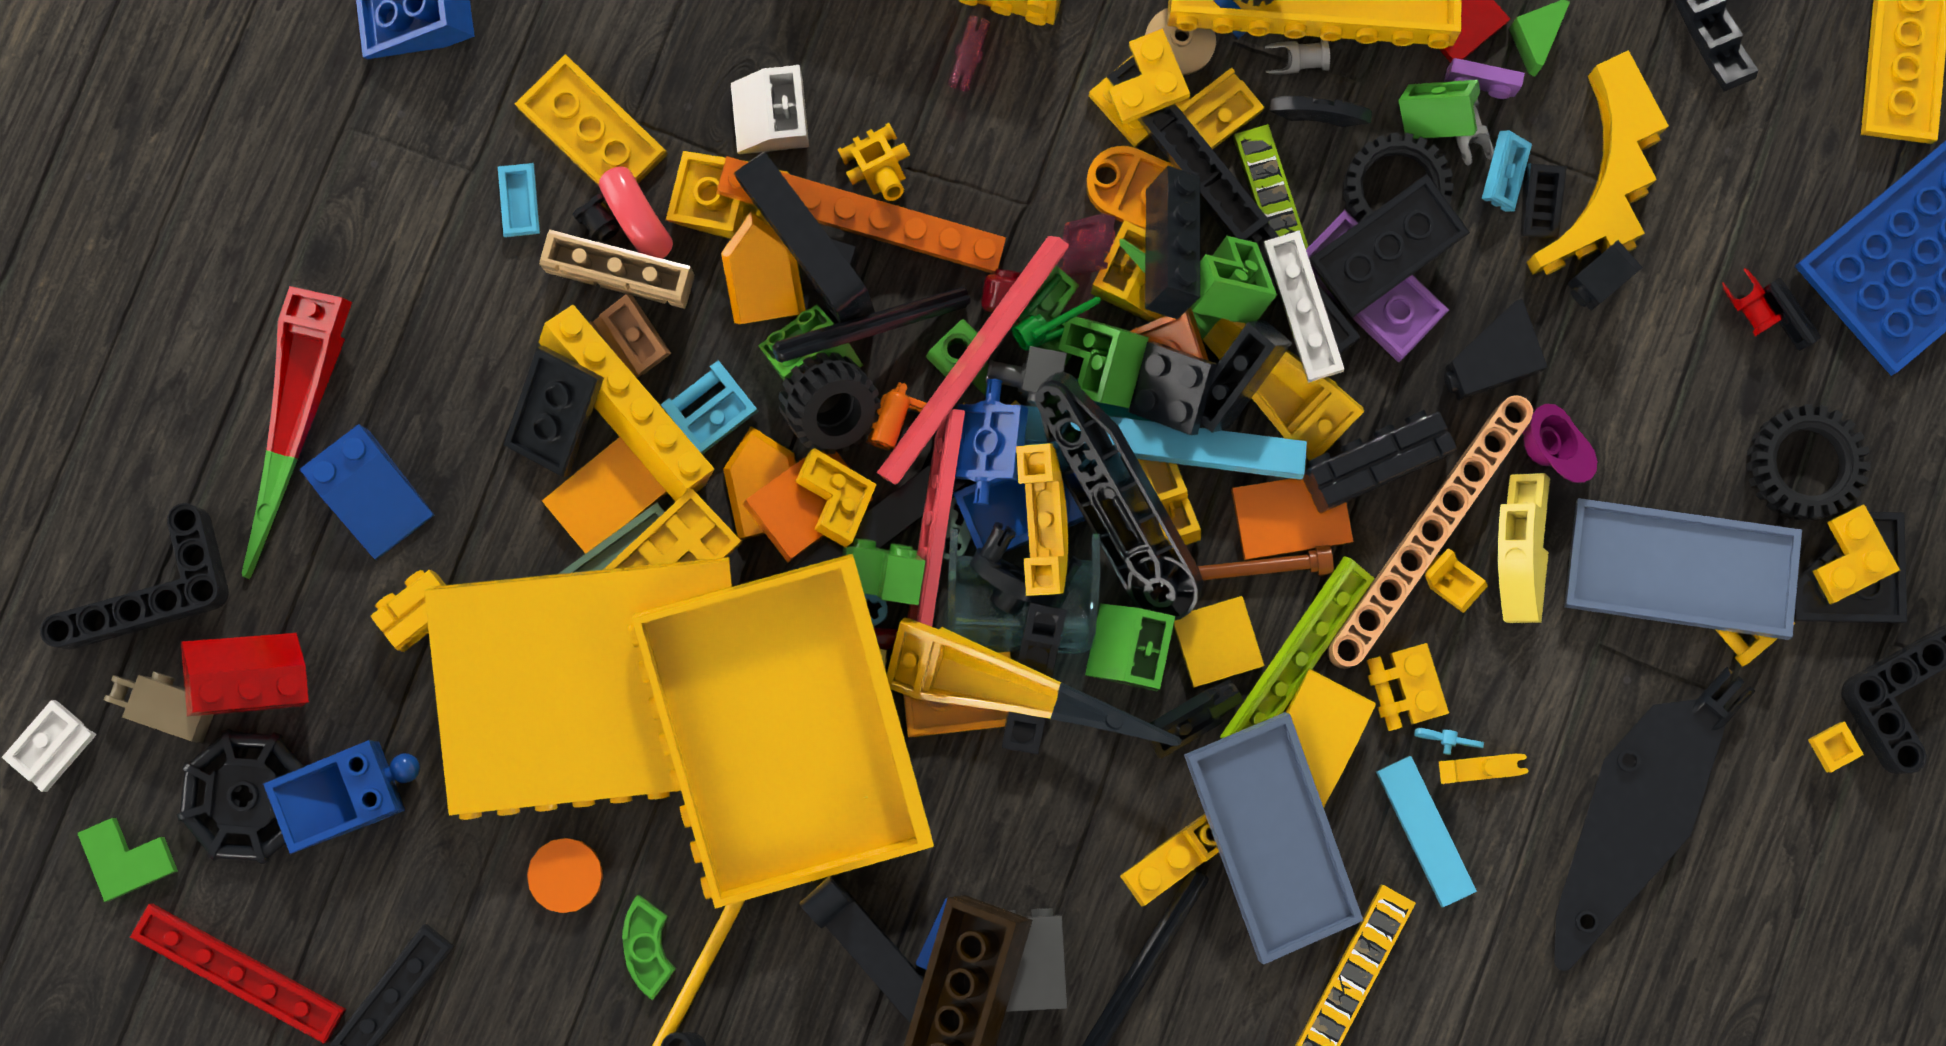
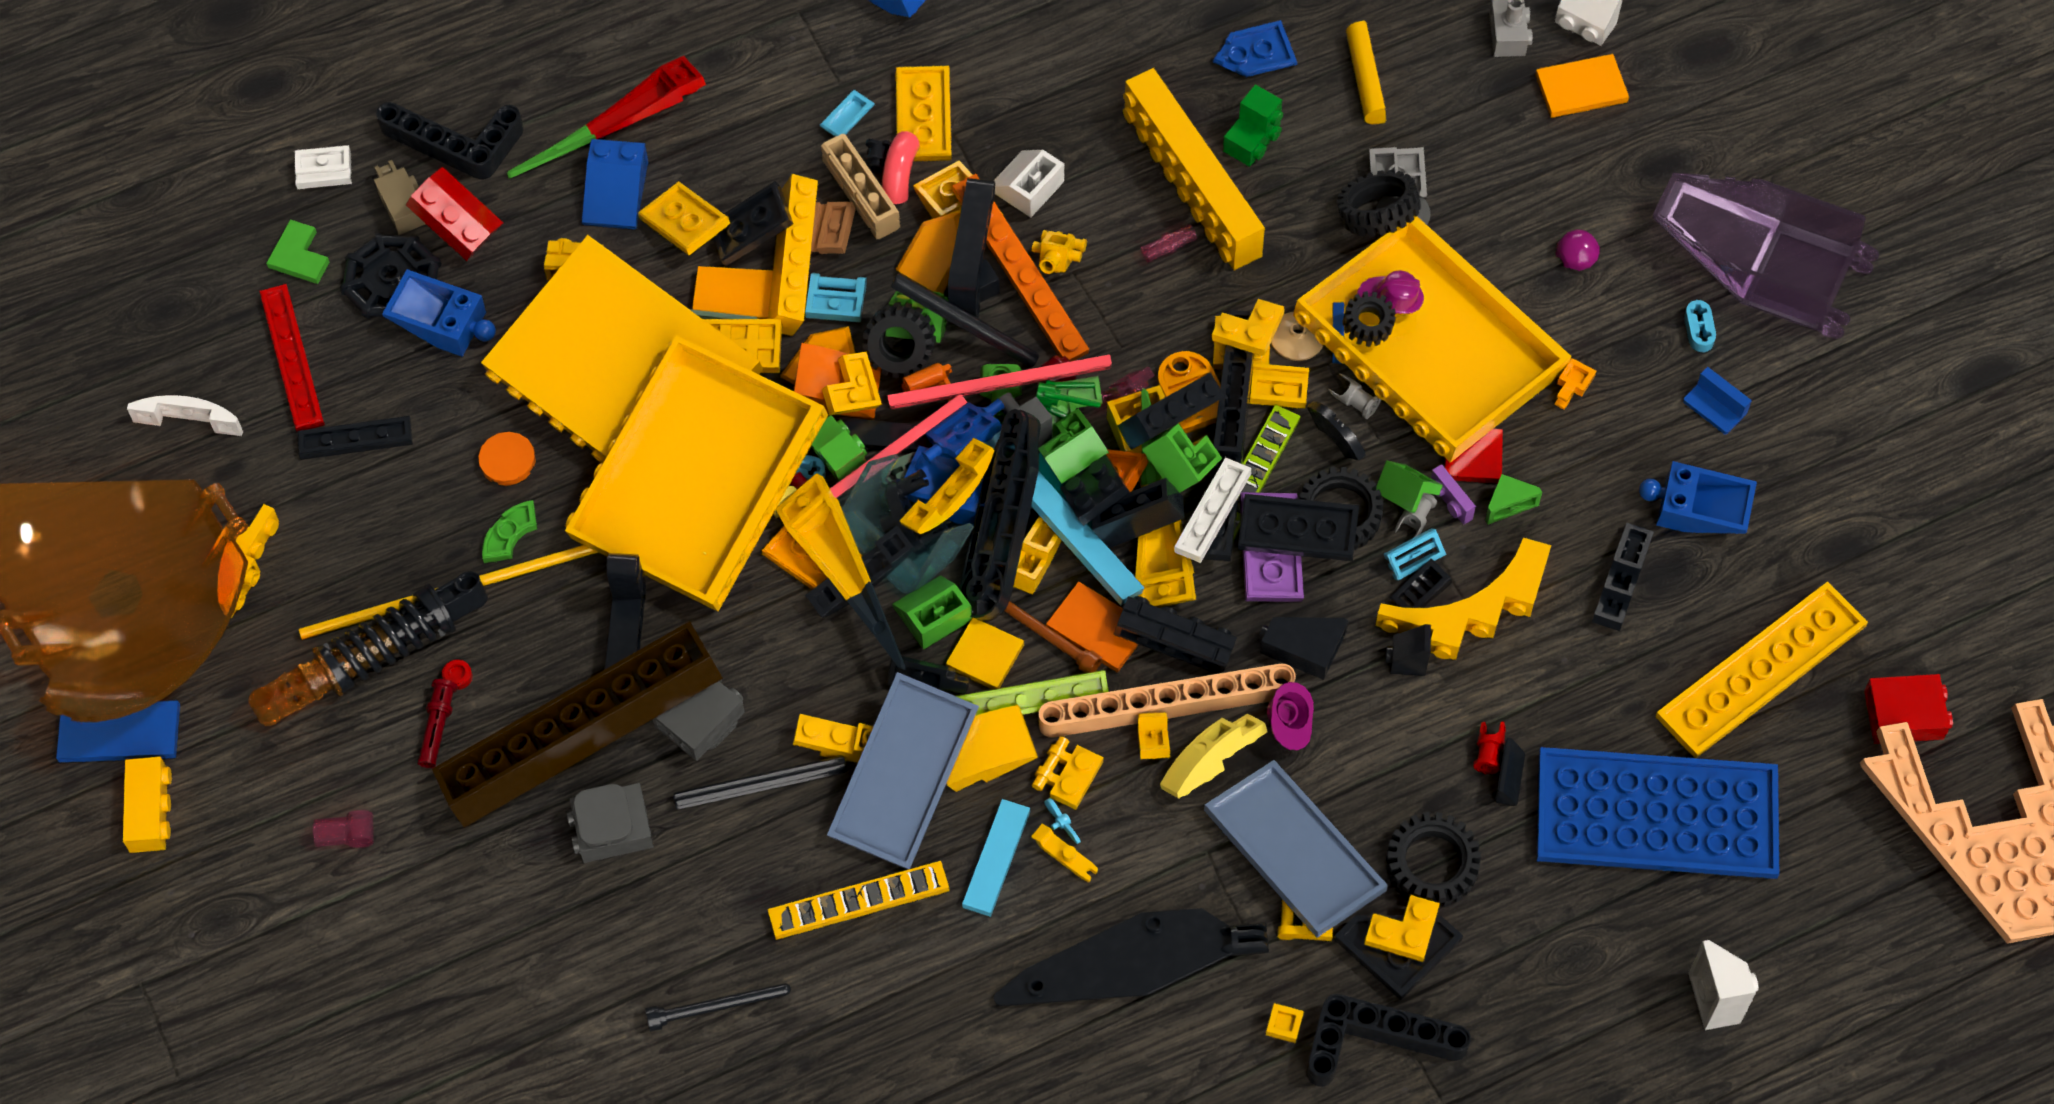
camera: 45 degrees right, 20 degrees down
(476, 464) = (684, 218): none -> yellow tile

